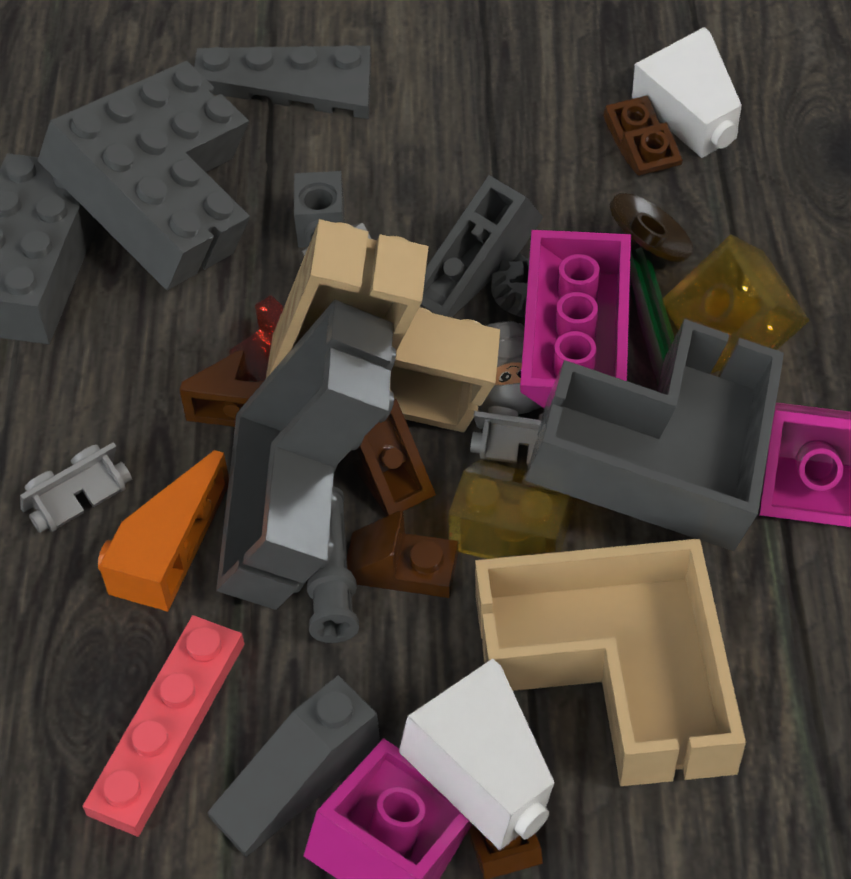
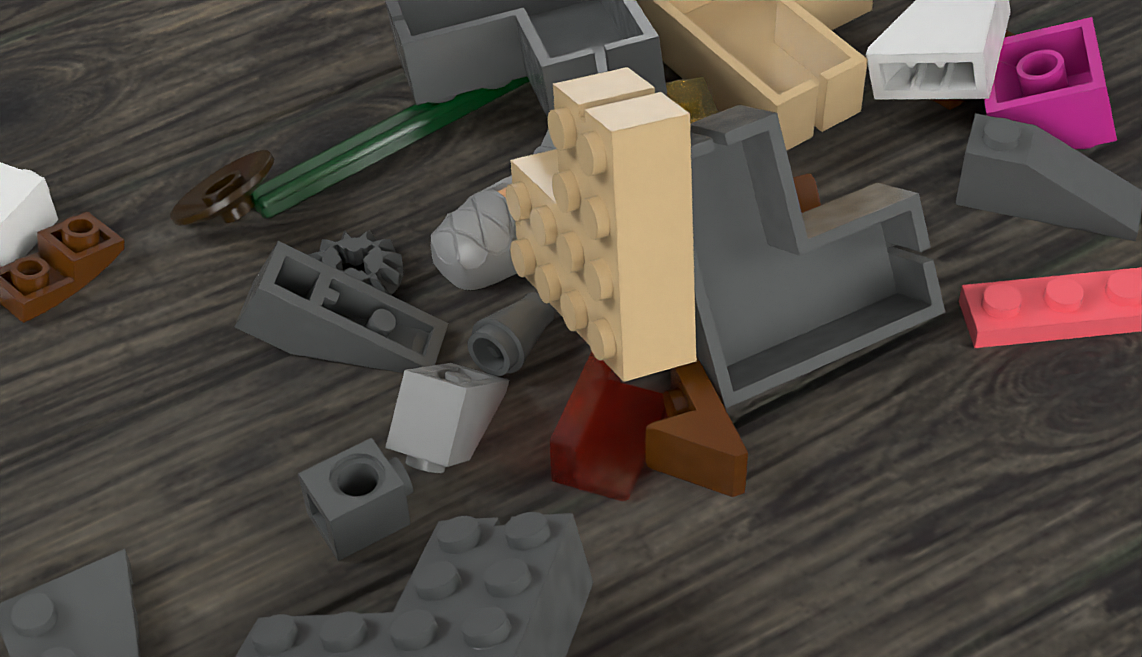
camera: 120 degrees left, 5 degrees down
(55, 494) = (923, 526): light grey hinge -> none
(162, 537) = (915, 395): orange slope -> none
(575, 307) = (405, 161): dark pink slope -> none
(739, 295) = (304, 95): clear yellow slope -> none

